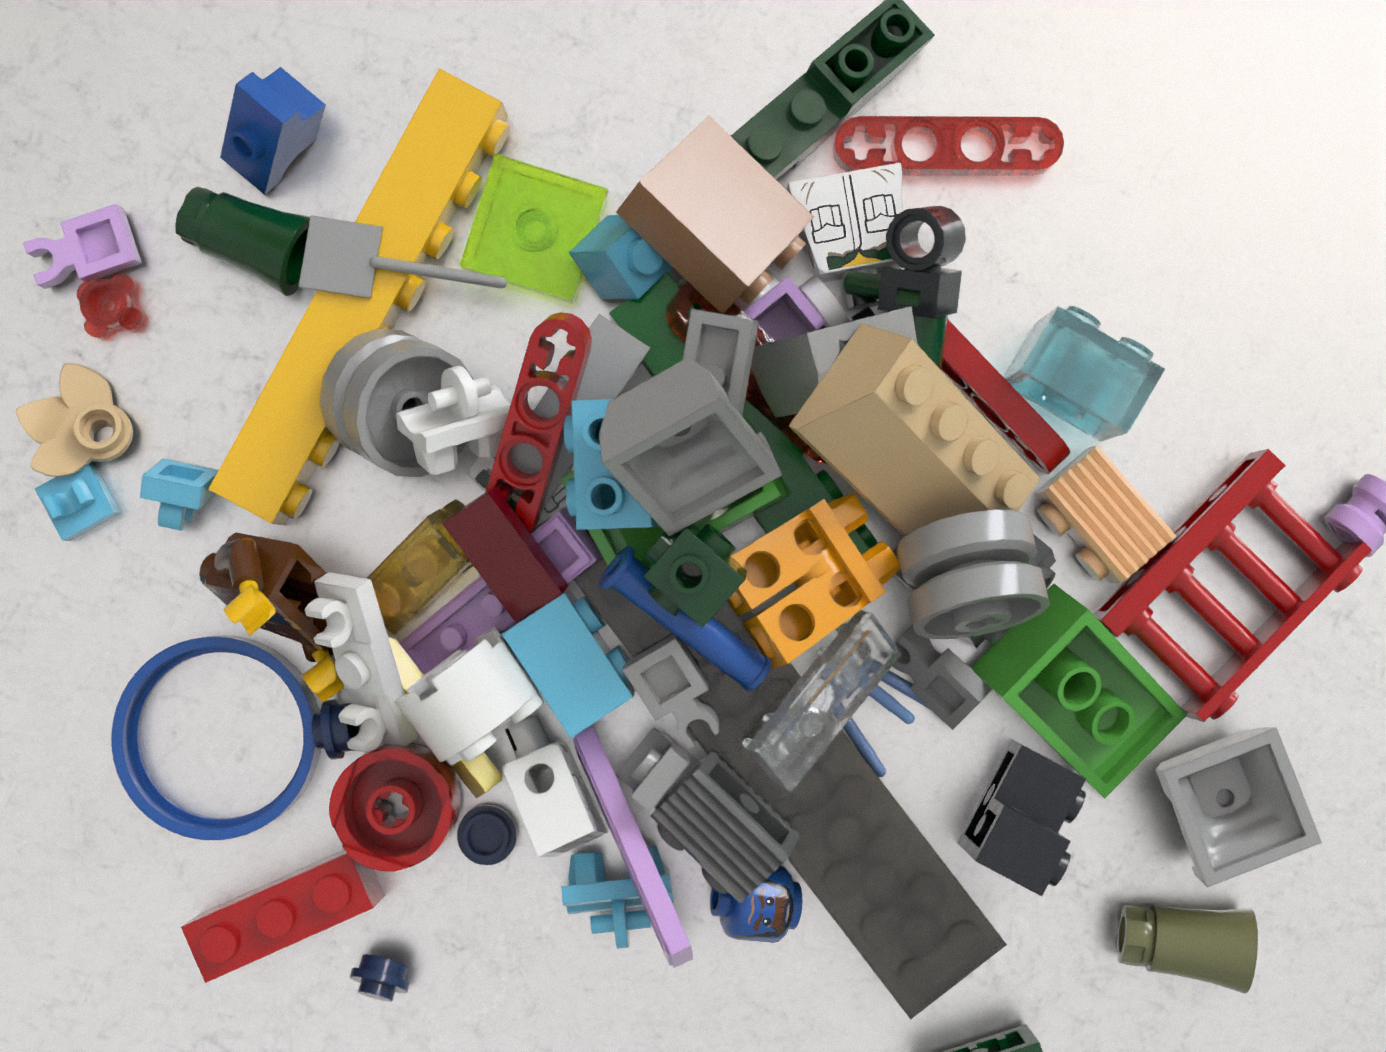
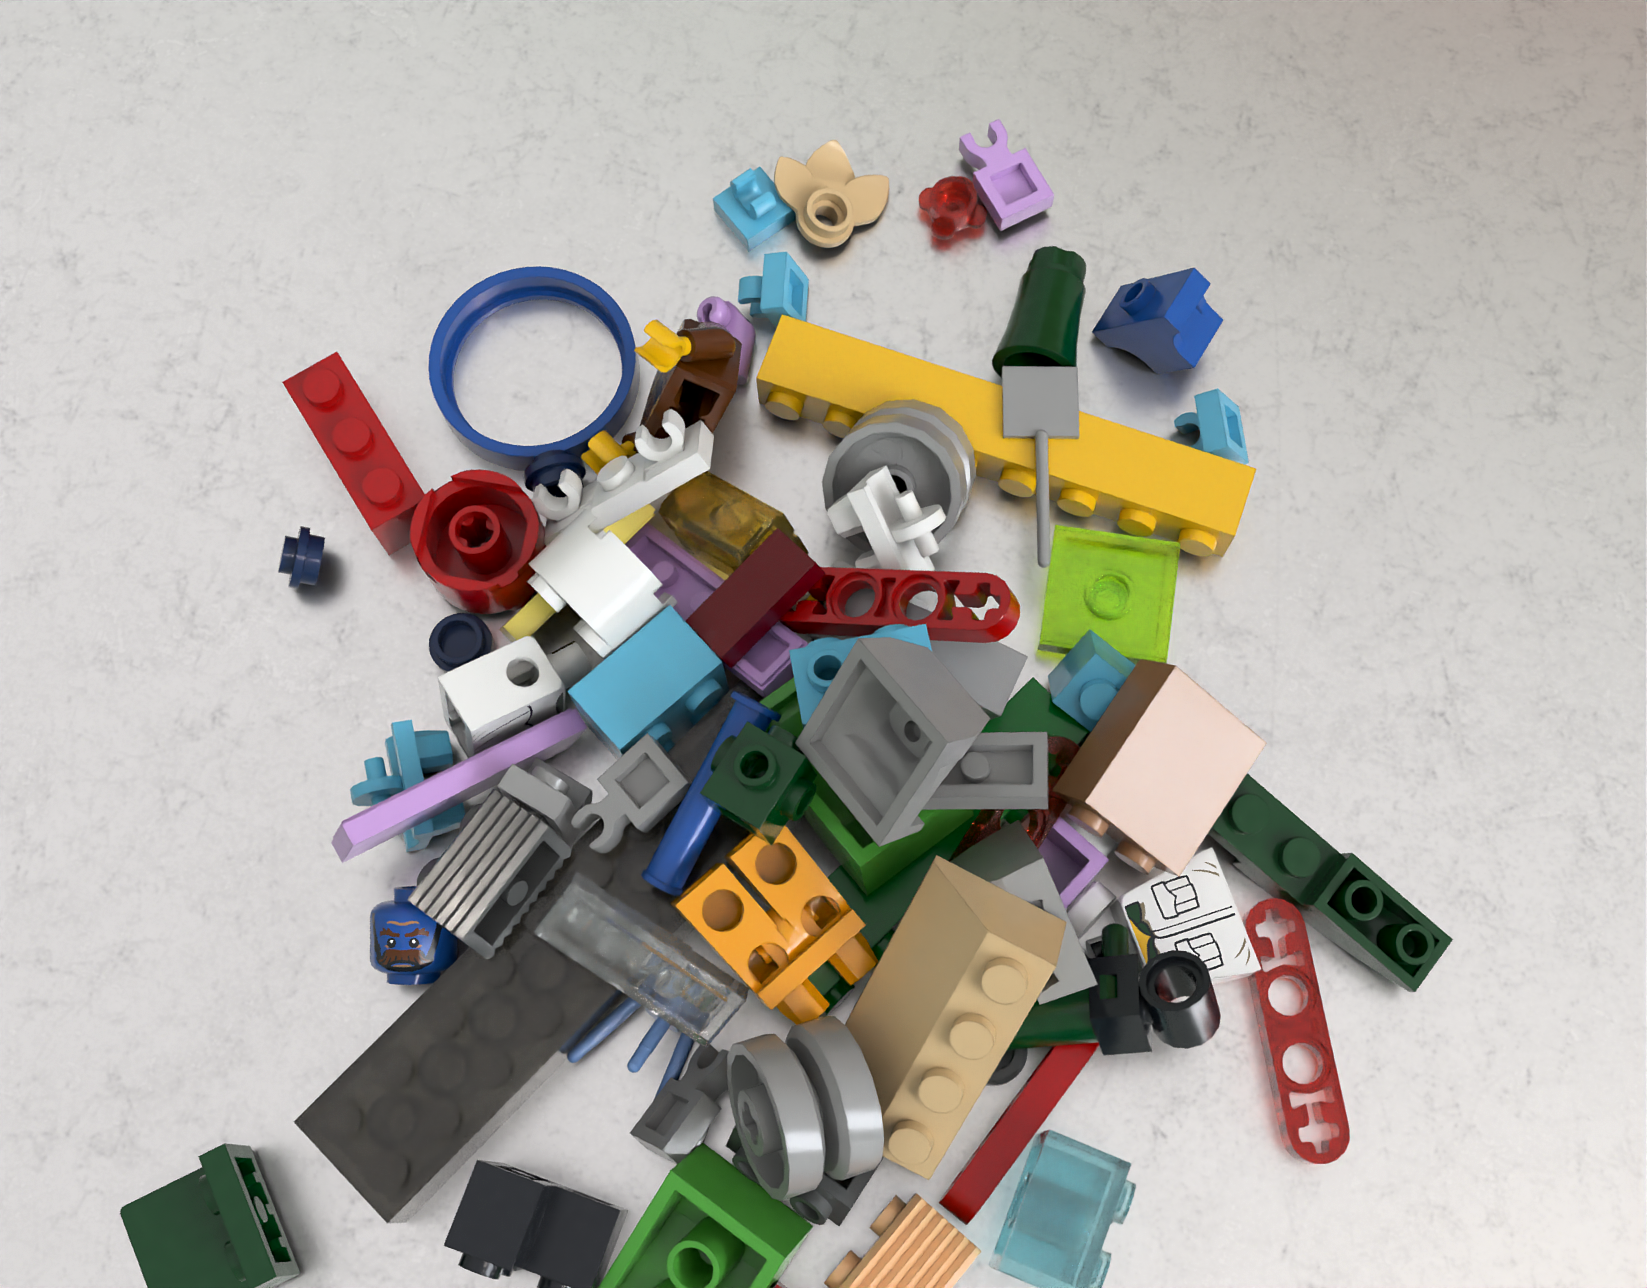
camera: 90 degrees right, 15 degrees down
(202, 541) = (728, 315): none -> lavender arm
(387, 93) = (1218, 424): none -> medium azure tile

